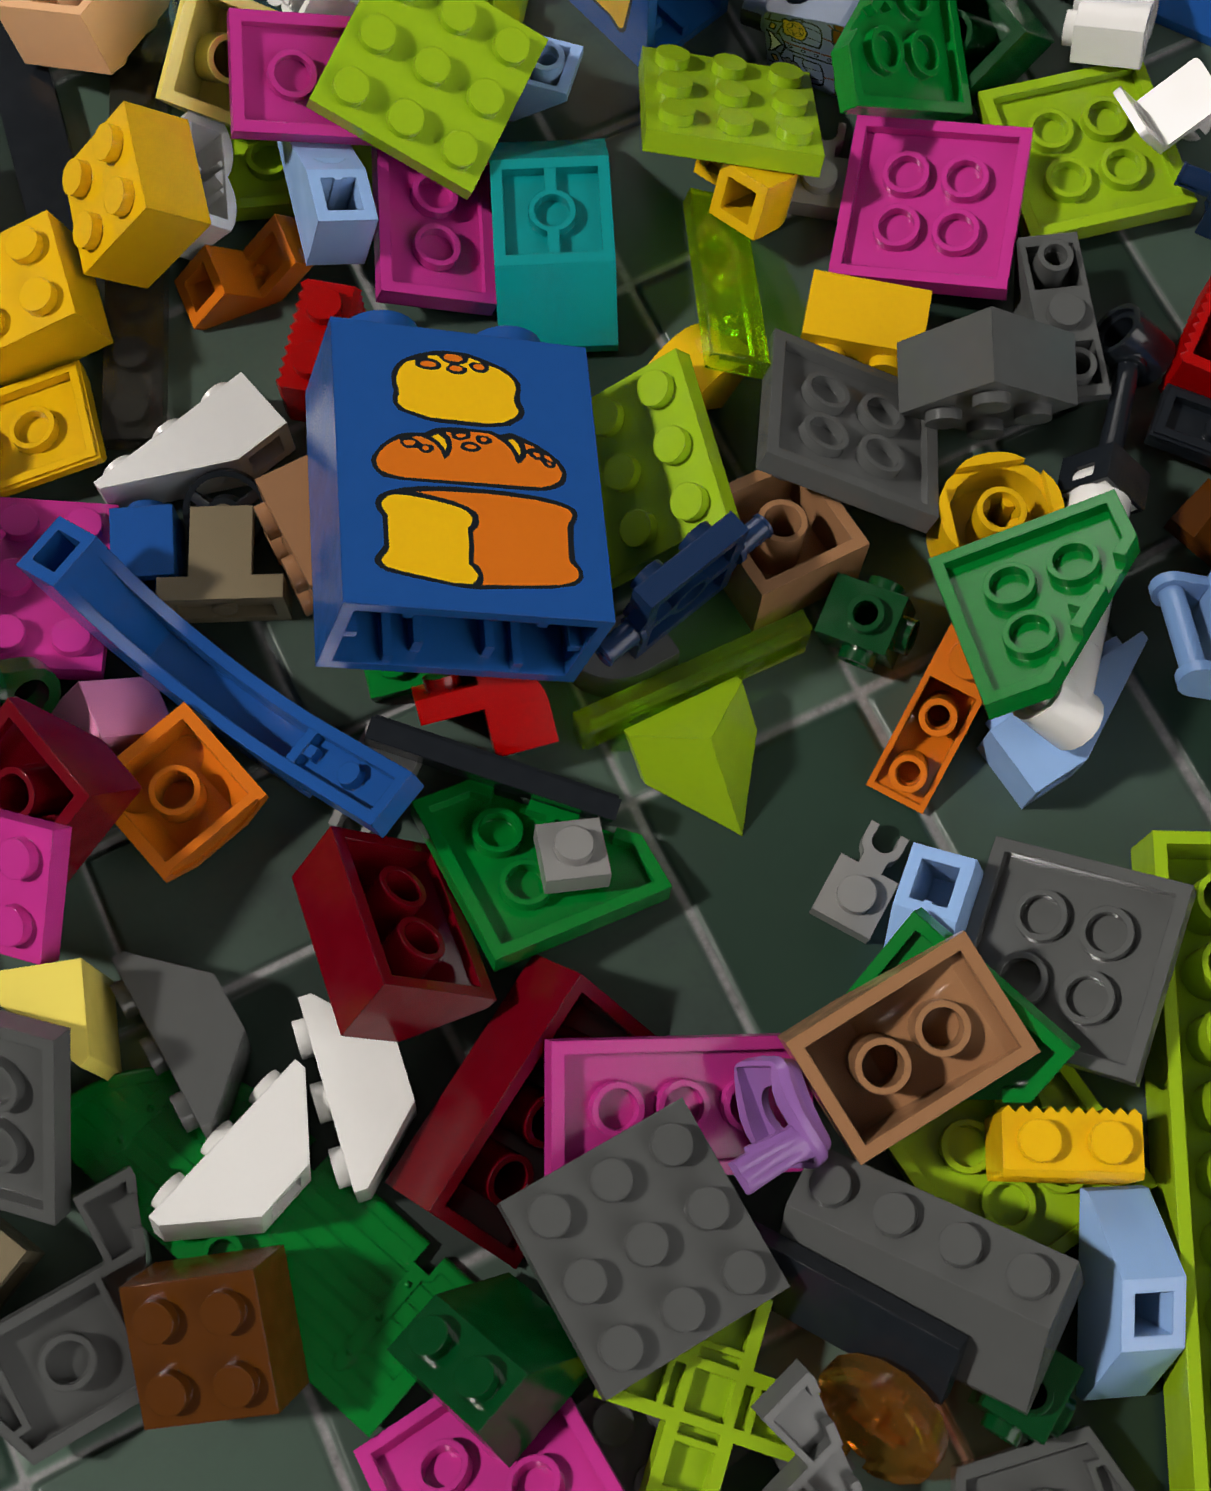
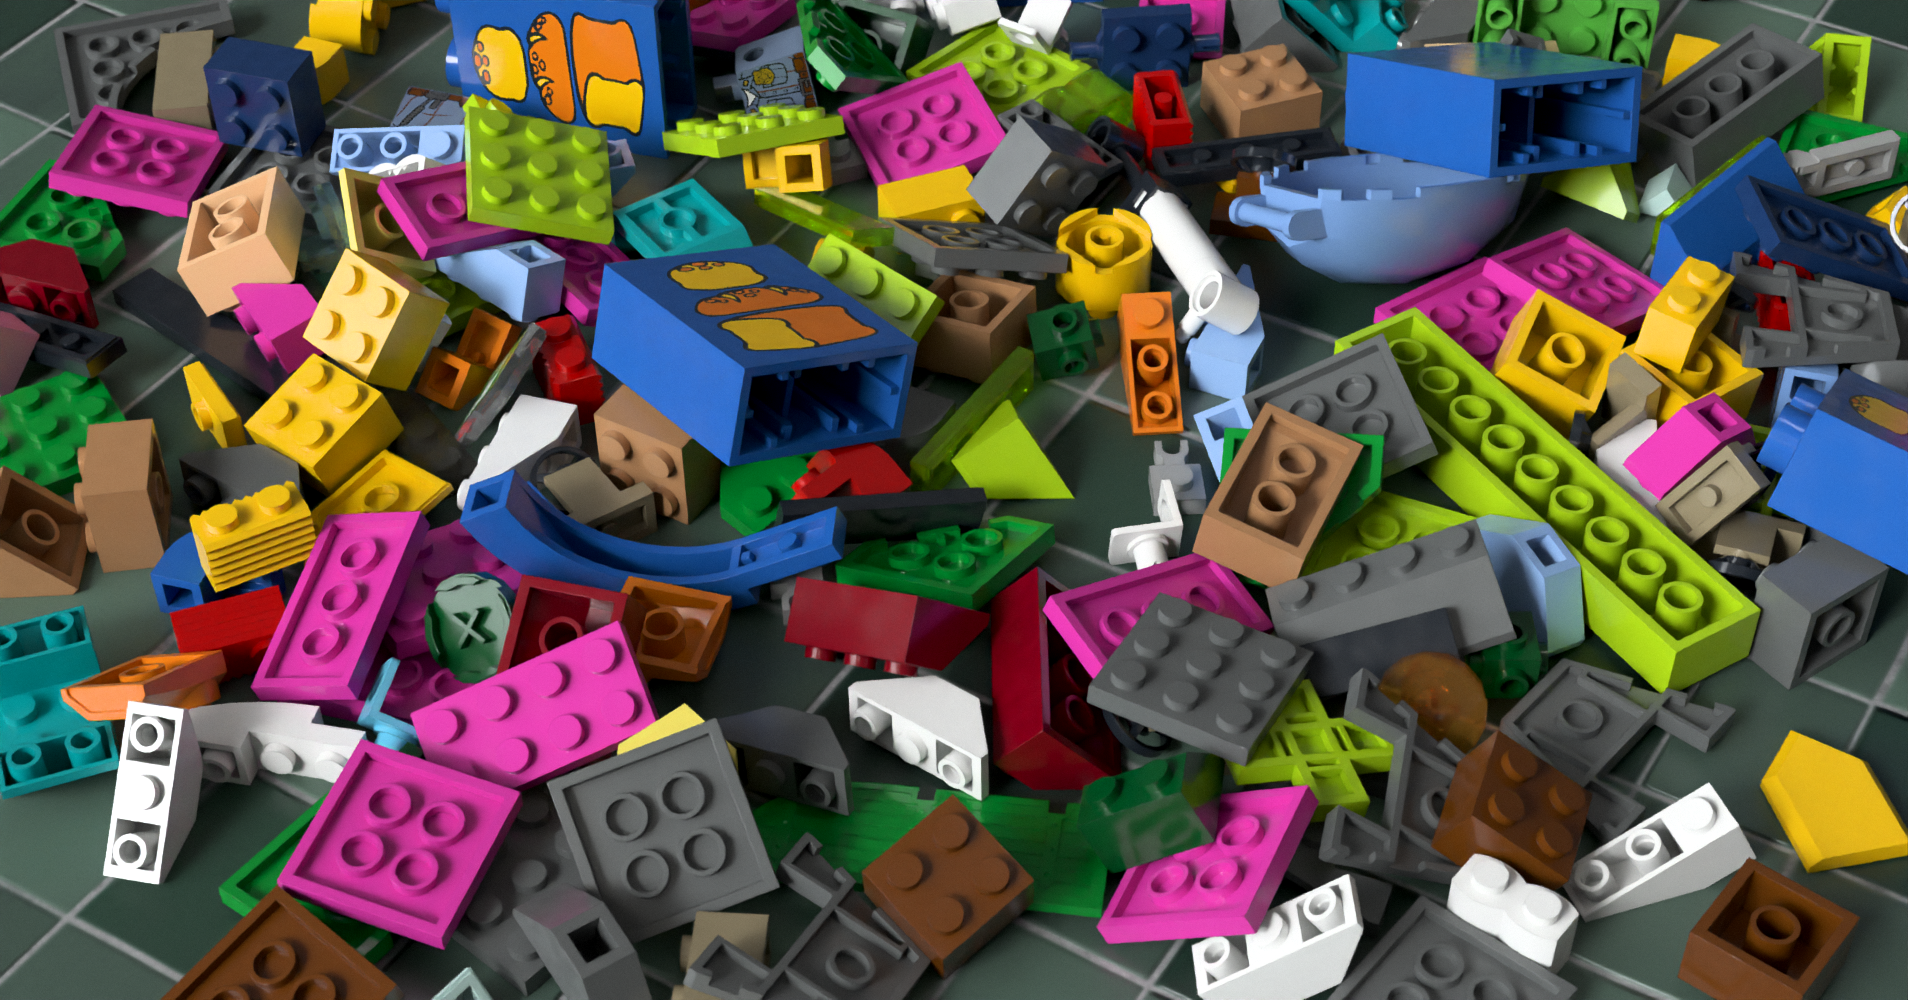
camera: 30 degrees left, 30 degrees down
(64, 117) = (280, 318): none -> dark pink slope
(233, 344) = (500, 385): none -> clear tile
(246, 1168) = (890, 793): white slope -> none
(572, 855) = (973, 532): light grey plate -> none
(674, 590) = (937, 339): dark blue plate -> none
(755, 979) = (1150, 542): none -> white bracket
(772, 1147) = (1252, 574): medium lavender piece -> none
(1034, 597) = (1163, 250): green plate -> none
(1064, 1146) = (1419, 506): yellow brick -> none
(1143, 263) = (1087, 98): none -> clear neon green brick

